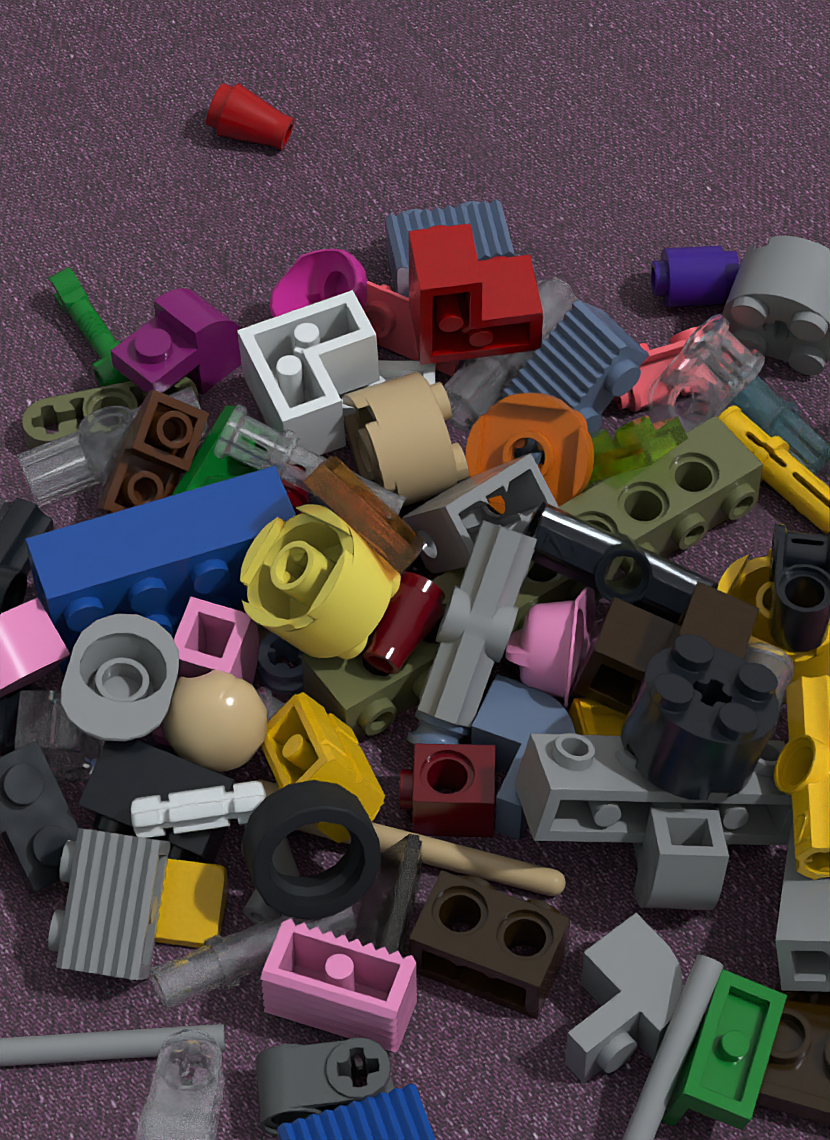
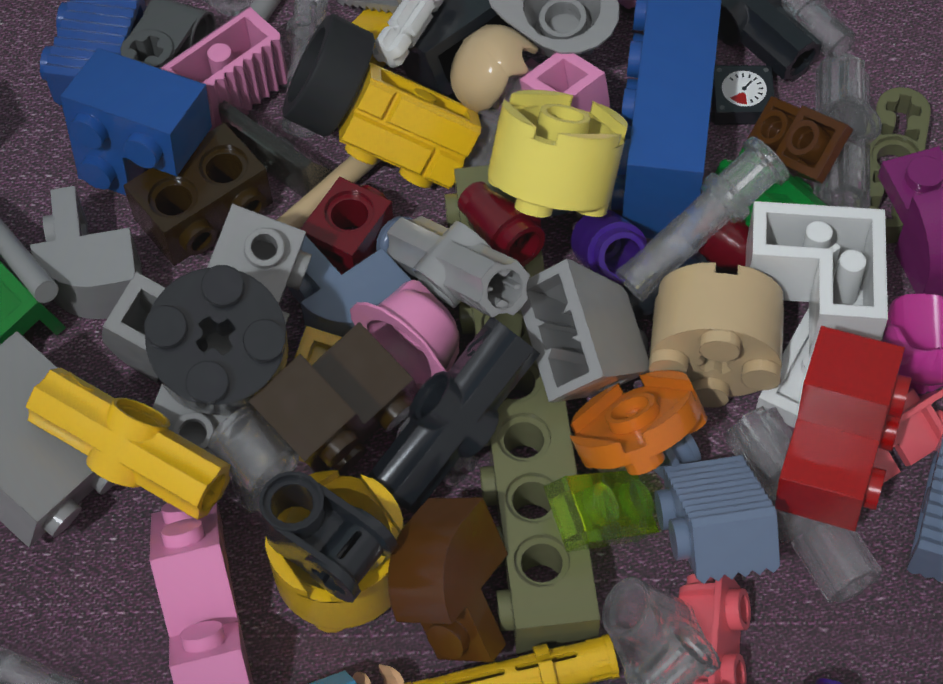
camera: 120 degrees right, 5 degrees up
(365, 513) = (602, 202): clear orange tile -> none
(471, 1020) = (132, 119): none -> blue brick
(745, 516) = (439, 576): none -> reddish brown brick

